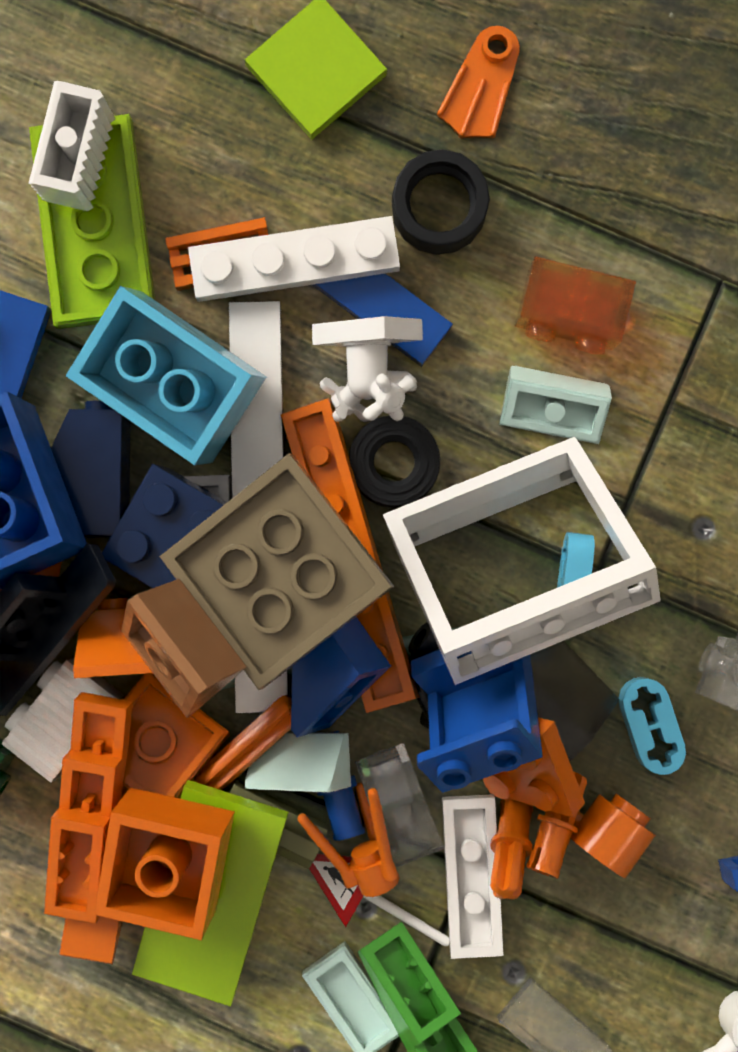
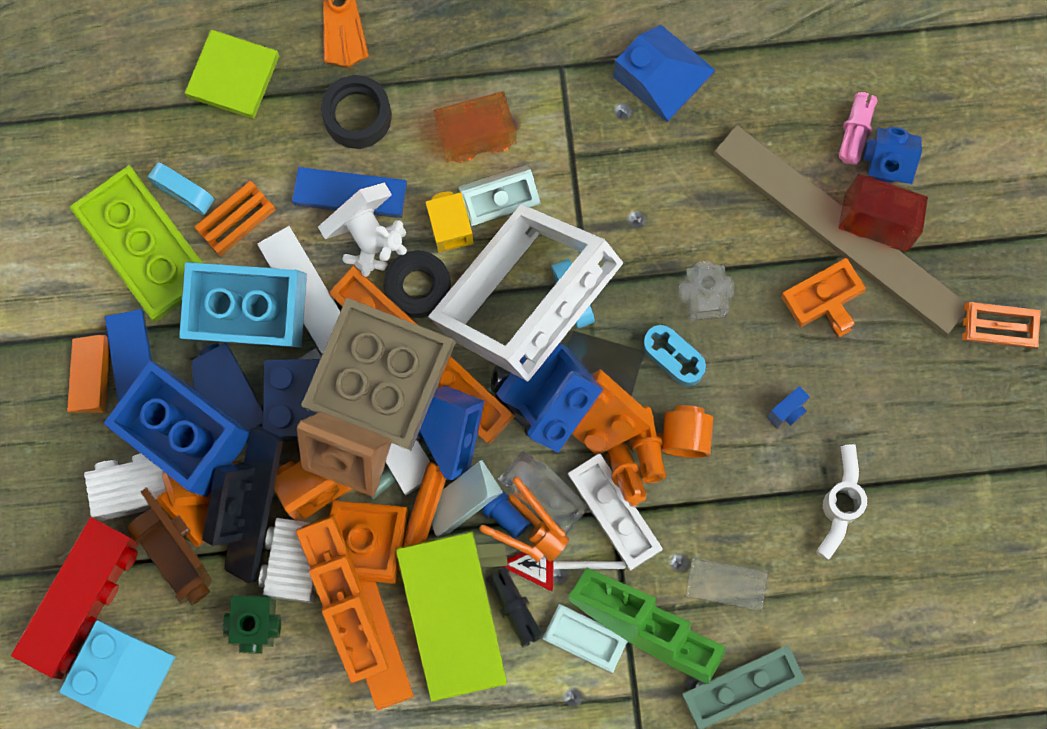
camera: 25 degrees left, 10 degrees down
(71, 146) = (106, 199): white brick -> none
(163, 863) = (409, 597): orange brick -> none
(174, 180) = (180, 188): none -> medium azure beam
(290, 921) = (514, 607): none -> black pin
(294, 259) = (283, 194): white plate -> none
(476, 406) = (449, 221): none -> yellow brick

